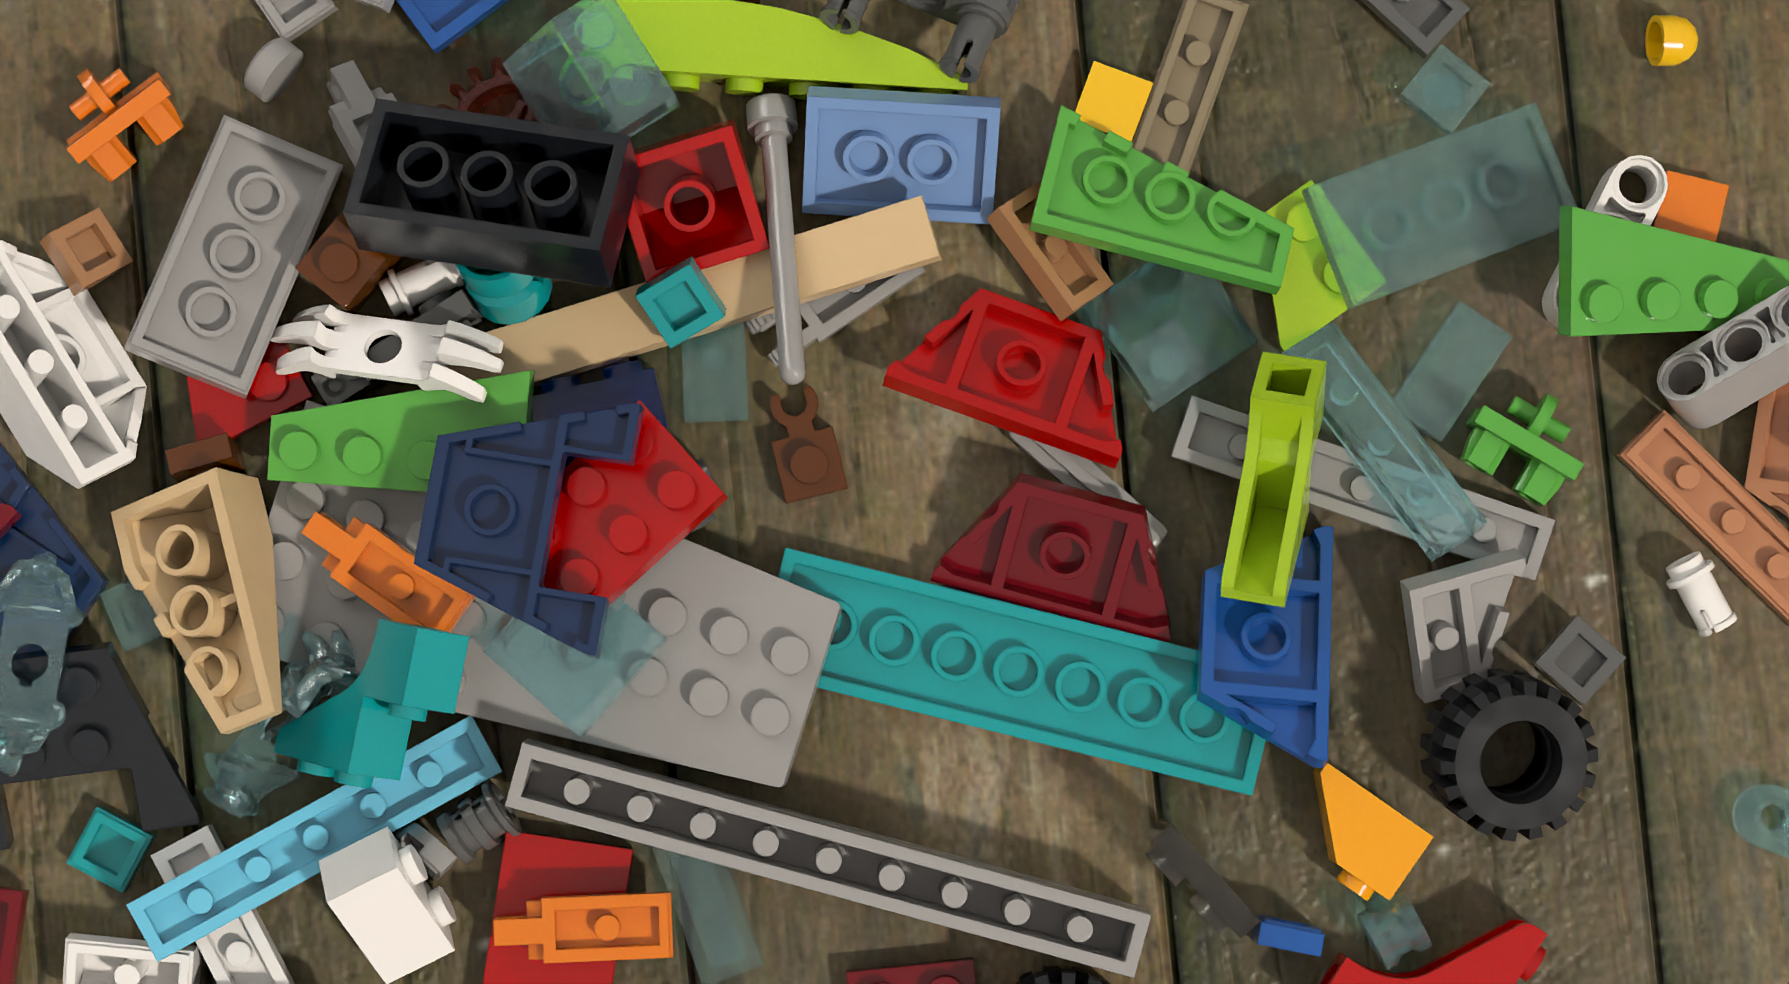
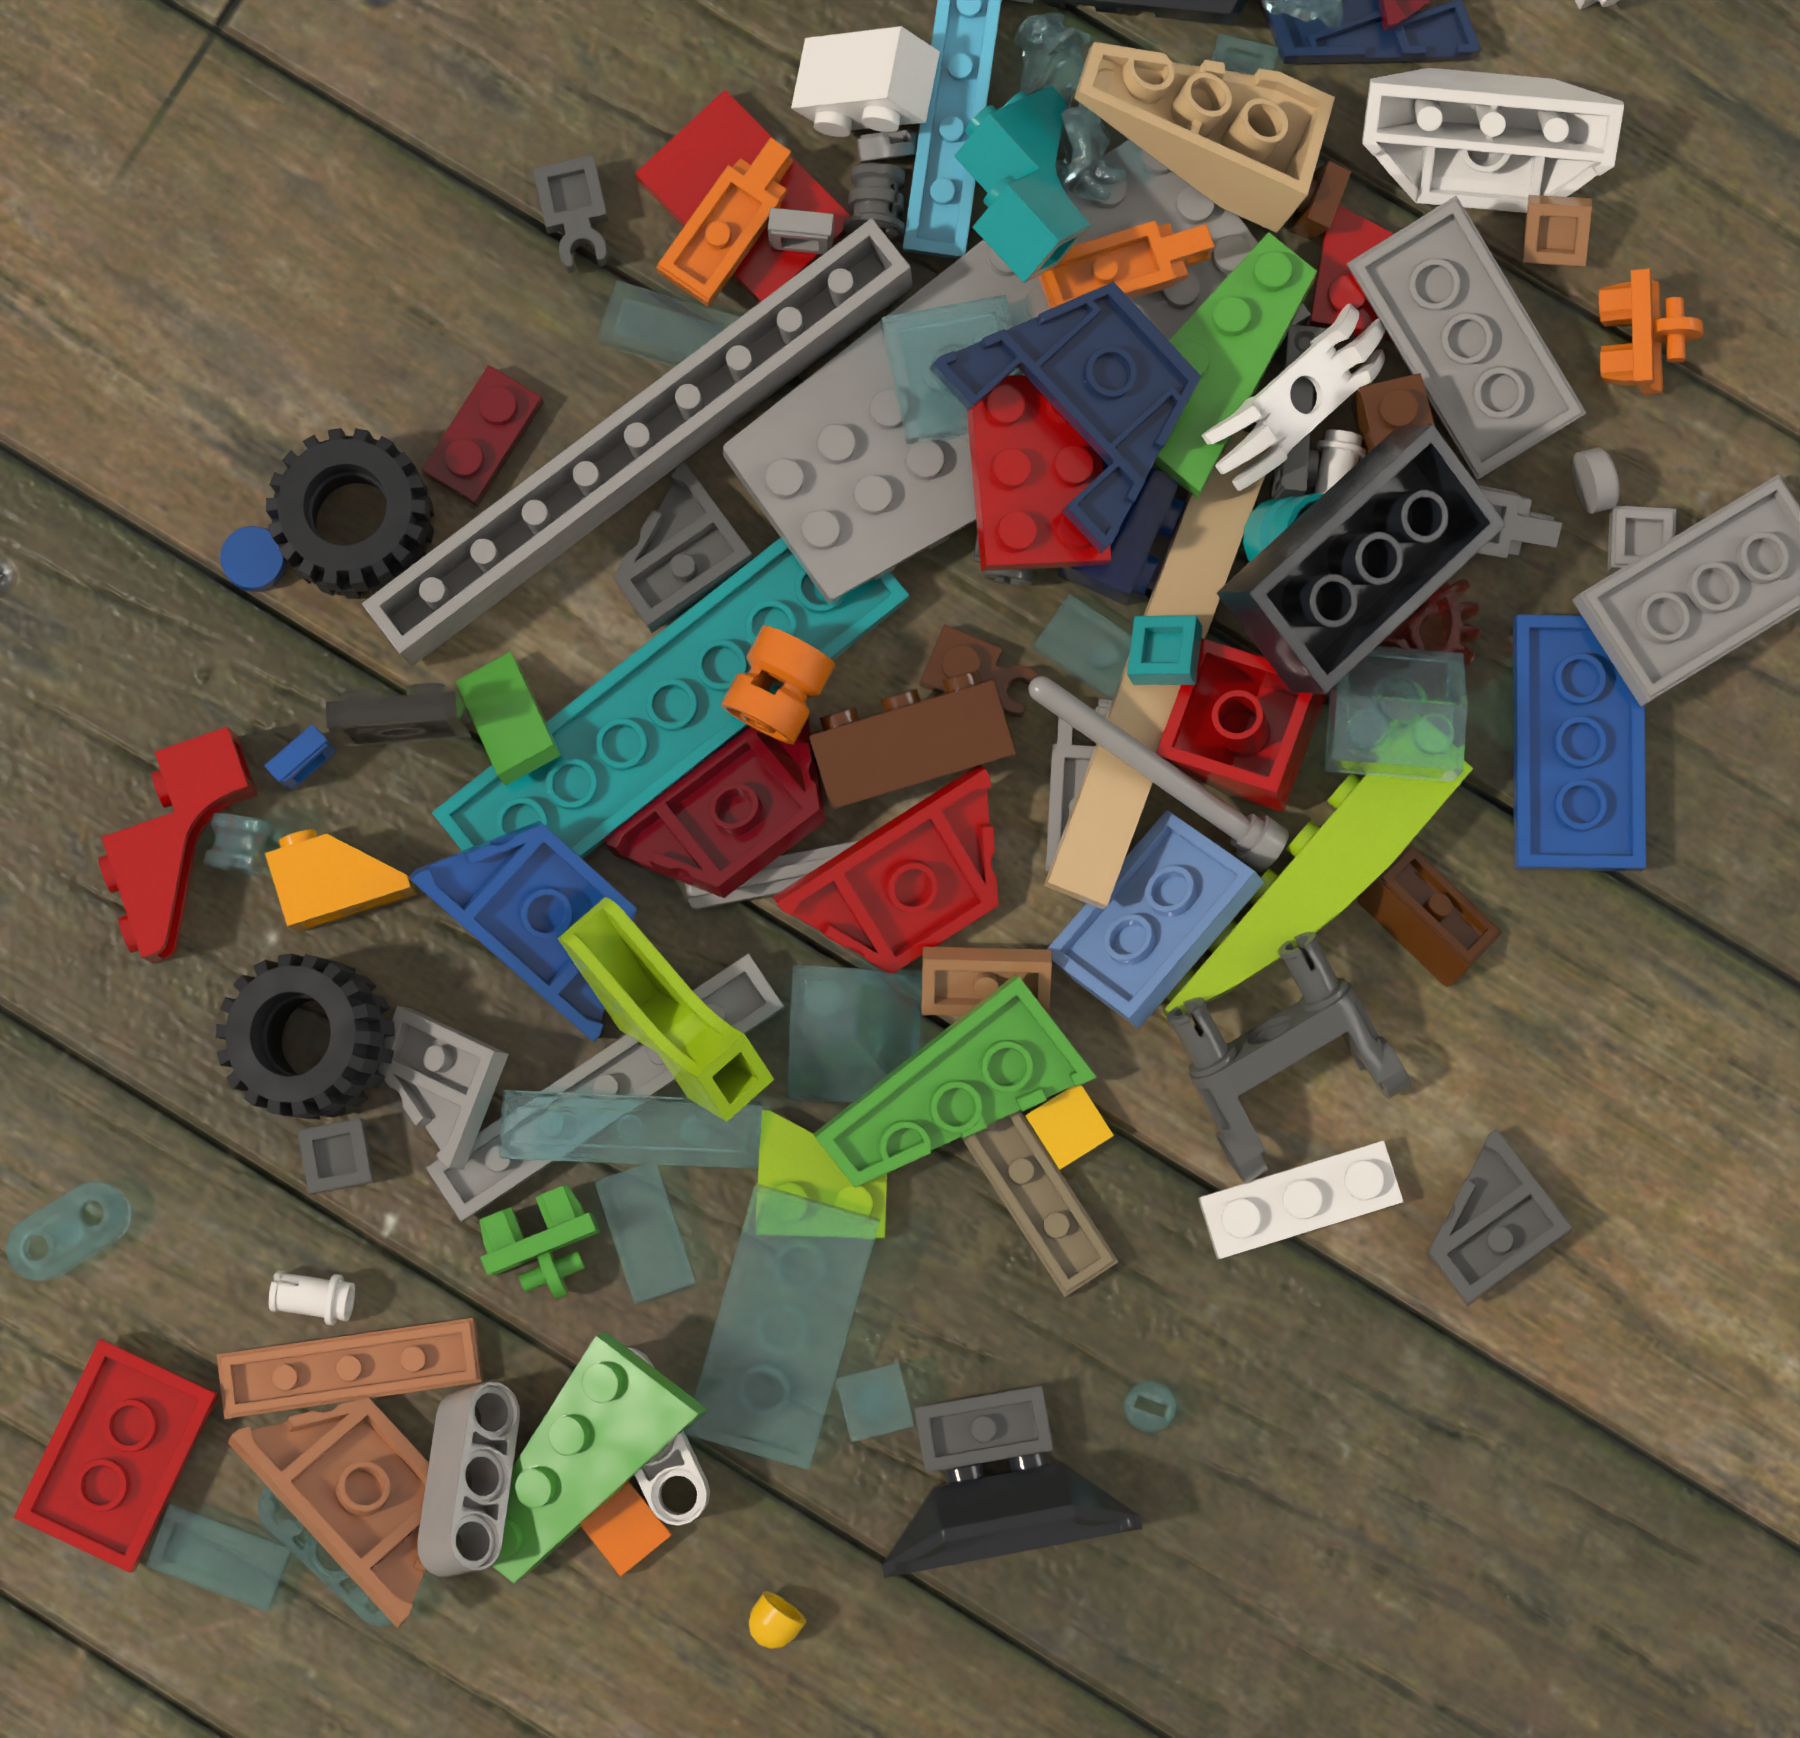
camera: 130 degrees right, 5 degrees down
(553, 862) = (801, 231): none -> light grey tile
(889, 760) = (680, 553): none -> dark grey wing
(903, 454) = (912, 739): none -> reddish brown brick
(920, 593) = (788, 664): none -> orange wheel
(1130, 792) = (508, 718): none -> bright green tile

